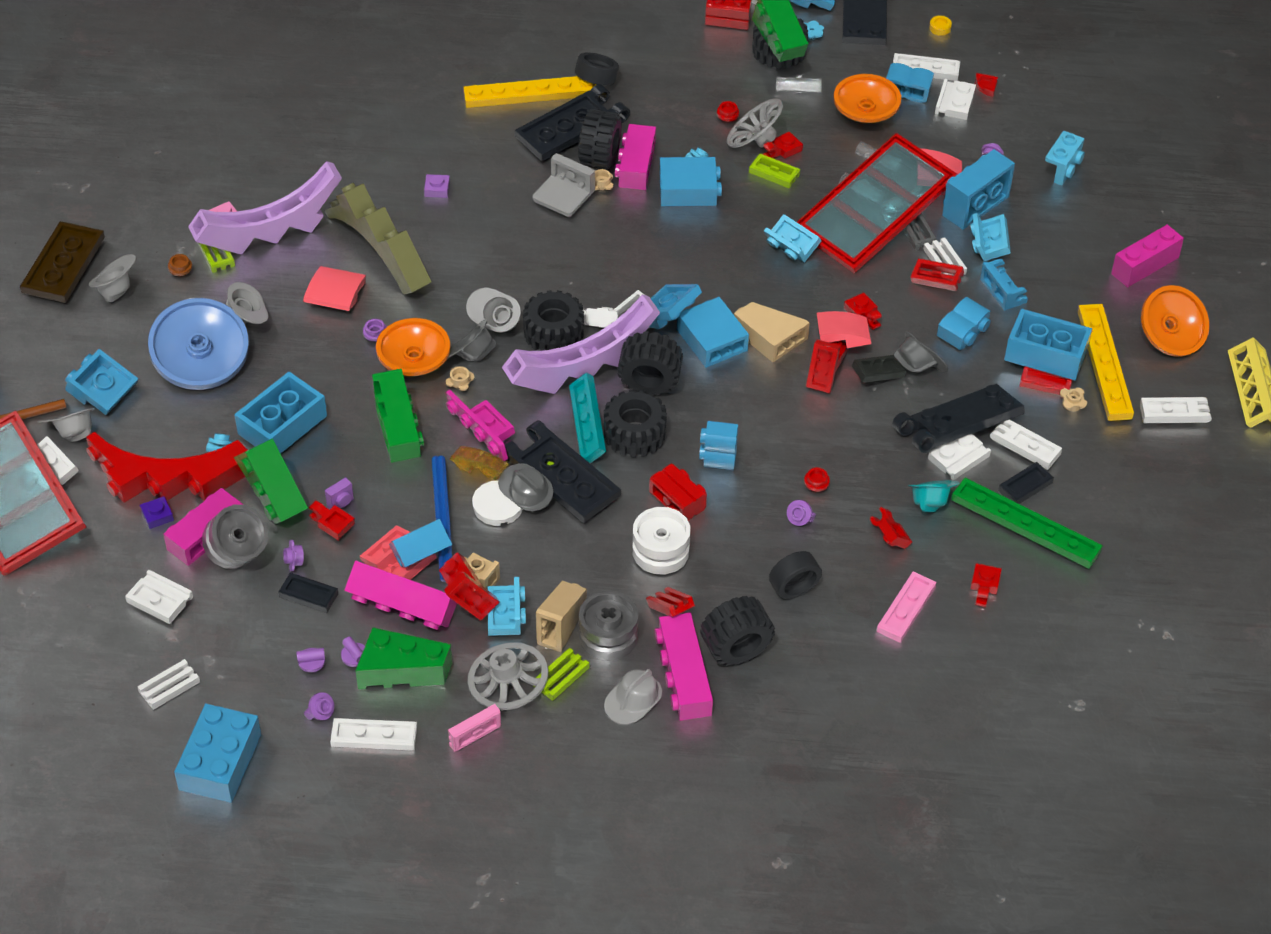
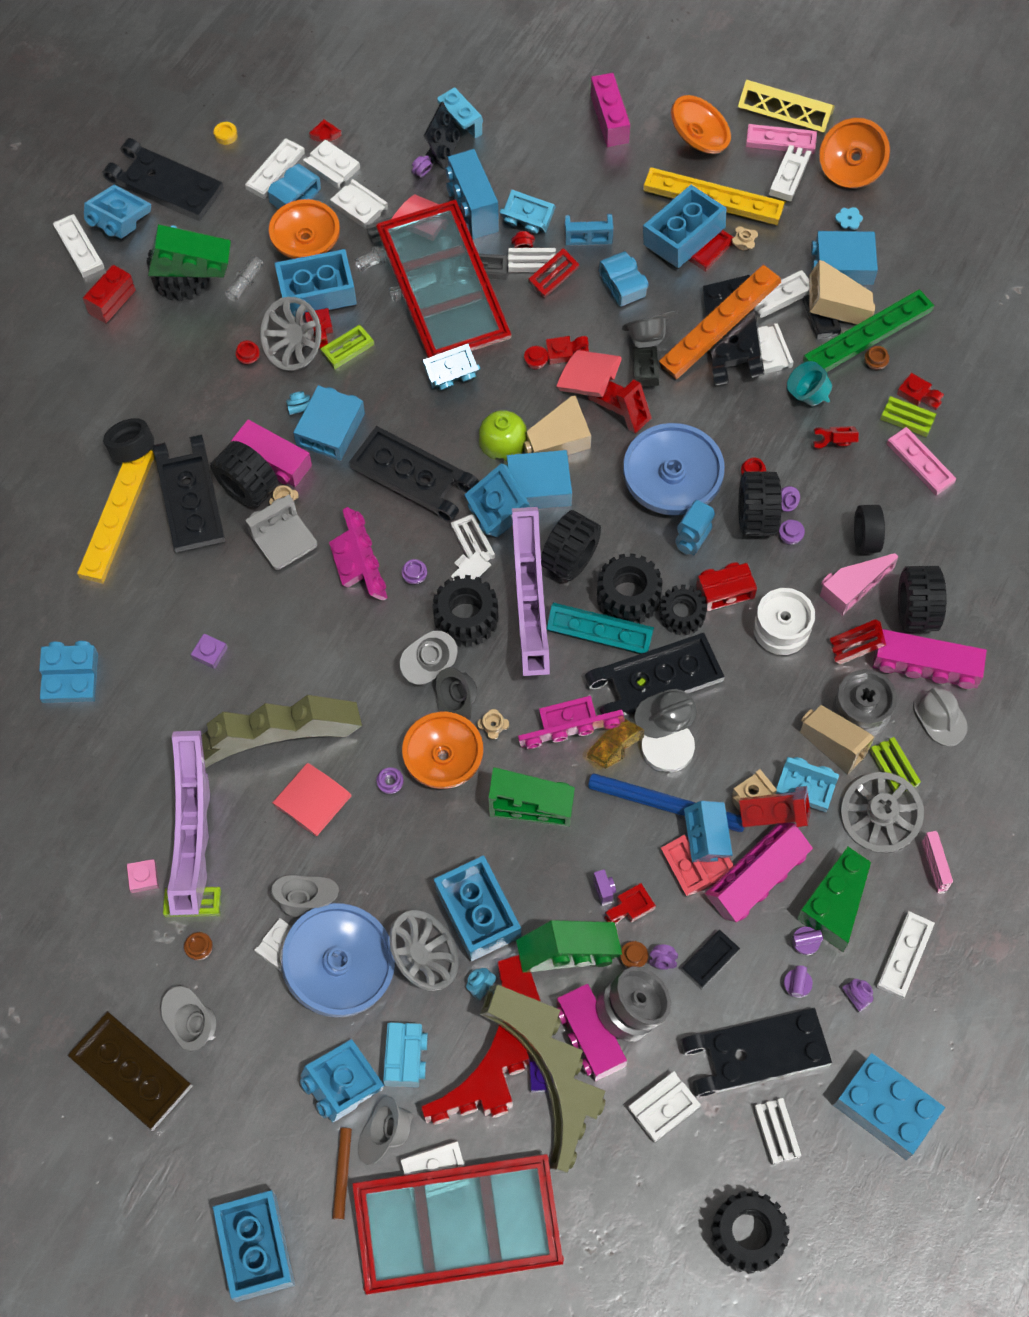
camera: 65 degrees left, 15 degrees up
(64, 665) = (768, 1214): none -> black tyre
(137, 414) = (403, 1055): none -> medium azure brick
(164, 502) = (558, 1062): none -> olive arch
(224, 389) = (417, 954): none -> light grey wheel
(241, 660) = (772, 1051): none -> black hinge
(285, 534) = (634, 954): none -> dark orange plate
(375, 113) = (68, 672): none -> dark azure plate
(571, 242) = (355, 556): none -> dark pink bracket
(577, 282) = (414, 571): none -> medium lavender plate
(632, 460) = (683, 596): none -> black tyre
(672, 237) = (404, 465): none -> black hinge
(730, 580) = (855, 581): none -> bright pink slope
(743, 289) = (502, 434): none -> lime cylinder
(766, 527) = (791, 532): none -> medium lavender plate
(770, 481) = (760, 503): none -> black tyre
(777, 415) = (672, 468): none -> medium blue dish
(818, 124) = (318, 279): none -> dark azure brick
(841, 292) = (536, 357): none -> red plate
(926, 129) = (358, 203): none -> white plate
(950, 565) = (909, 413): none -> lime tile
(958, 243) = (523, 240): none -> red plate
(958, 400) = (720, 321): none -> orange plate
(1002, 538) = (877, 357): none -> dark orange plate
(1029, 148) = (441, 136): none -> black hinge
(1046, 479) = (838, 295): none -> tan slope
(1101, 479) = (849, 253): none -> dark azure brick
(1155, 472) = (849, 218): none -> medium azure plant
(1211, 387) = (780, 138): none -> bright pink tile
(1227, 445) = (852, 138): none -> orange dish

